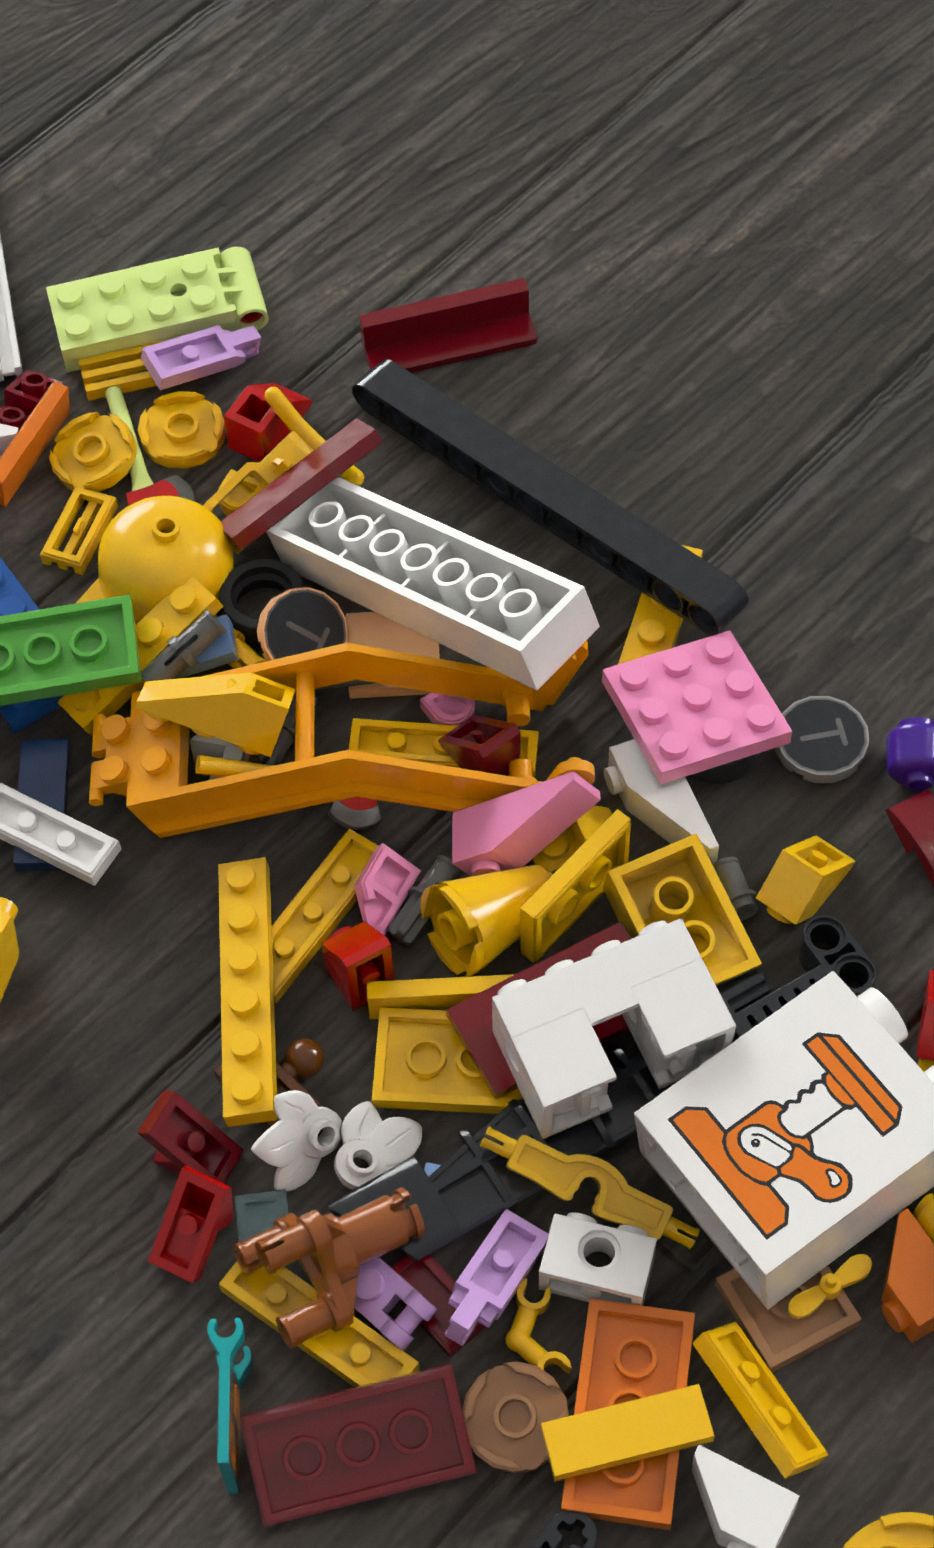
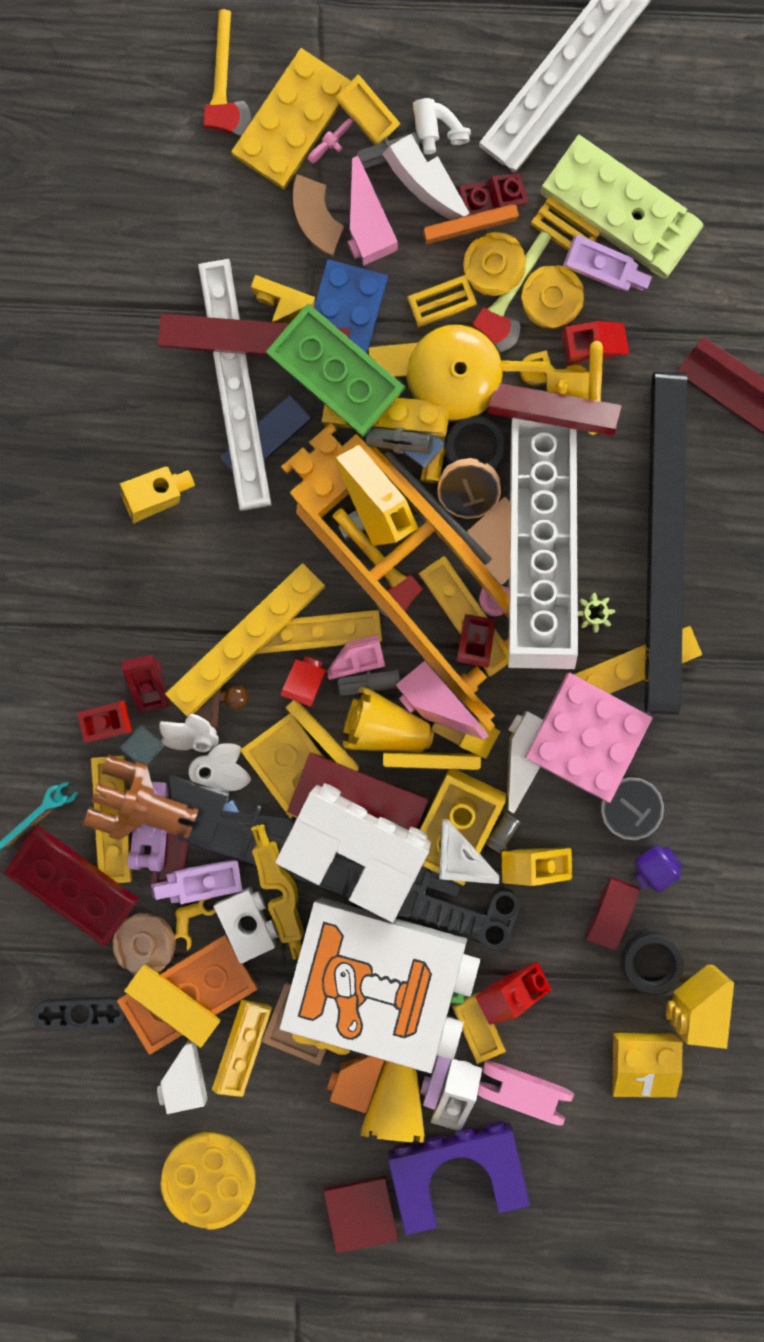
camera: 45 degrees right, 30 degrees up
(728, 935) = (460, 860): none -> white tile

